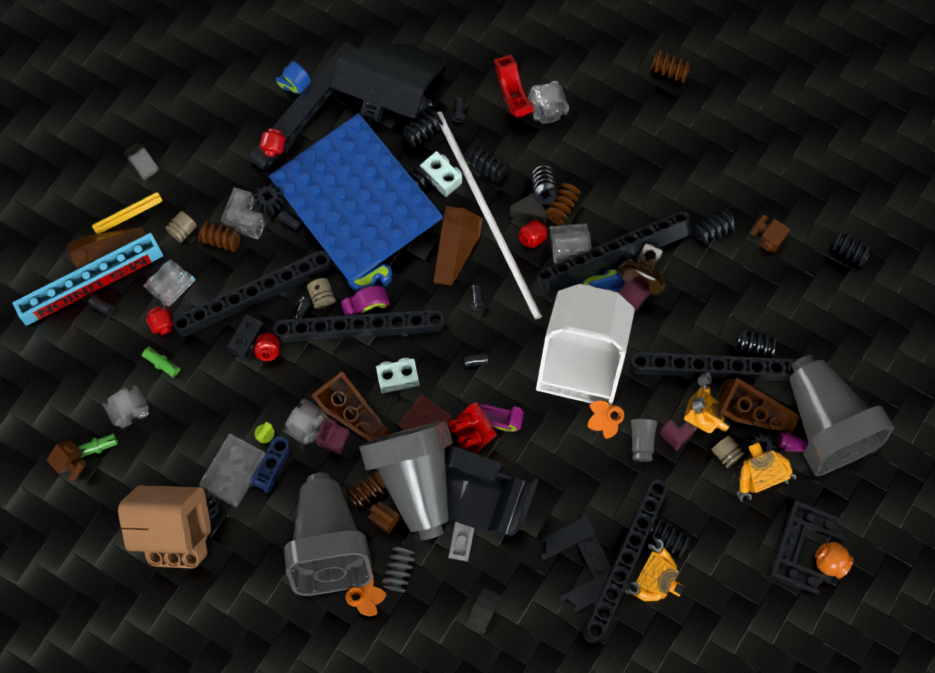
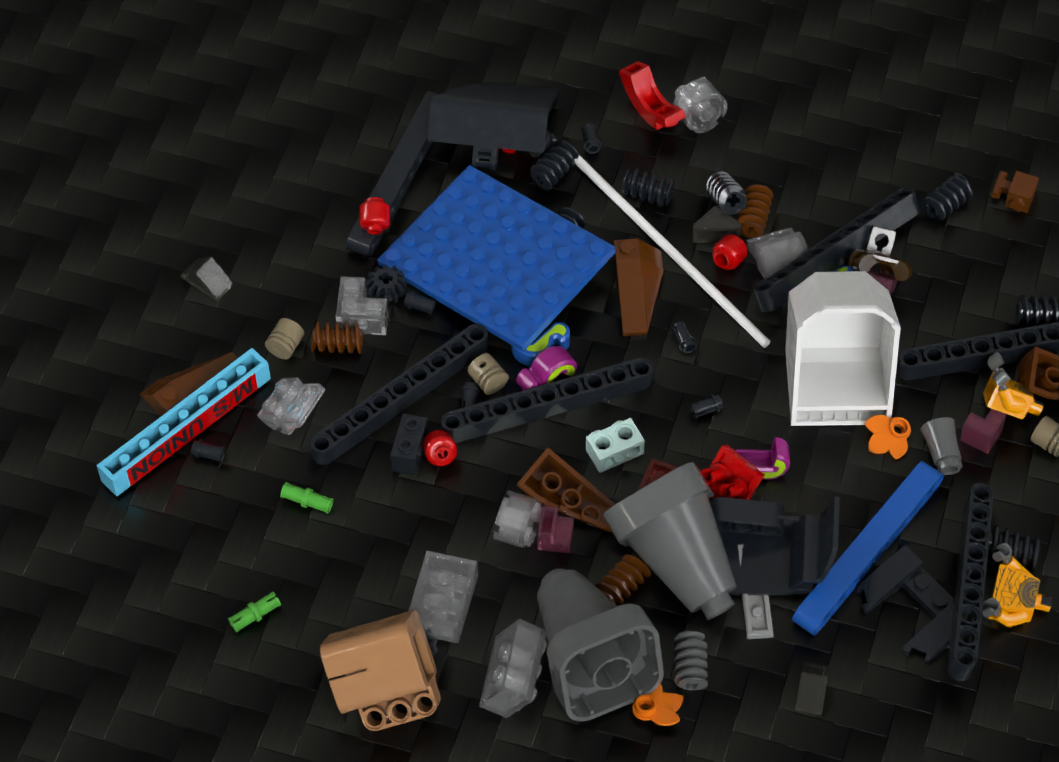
camera: 15 degrees left, 15 degrees down
(65, 458) = (219, 633): reddish brown brick -> none
(126, 406) = (281, 554): clear brick -> none
(127, 213) = (208, 340): yellow axle -> none
(160, 320) = (291, 450): red head -> none
(264, 433) = (467, 547): lime plate -> none
(265, 544) = (513, 668): none -> clear brick
(266, 474) = (485, 595): dark blue piece -> none
(294, 78) = (377, 143): blue animal -> none
(383, 517) = (654, 604): reddish brown brick -> none
(438, 175) = (598, 211): light aqua brick -> none
(560, 508) = (867, 548): none -> blue beam
(670, 66) = (834, 37): reddish brown piece -> none

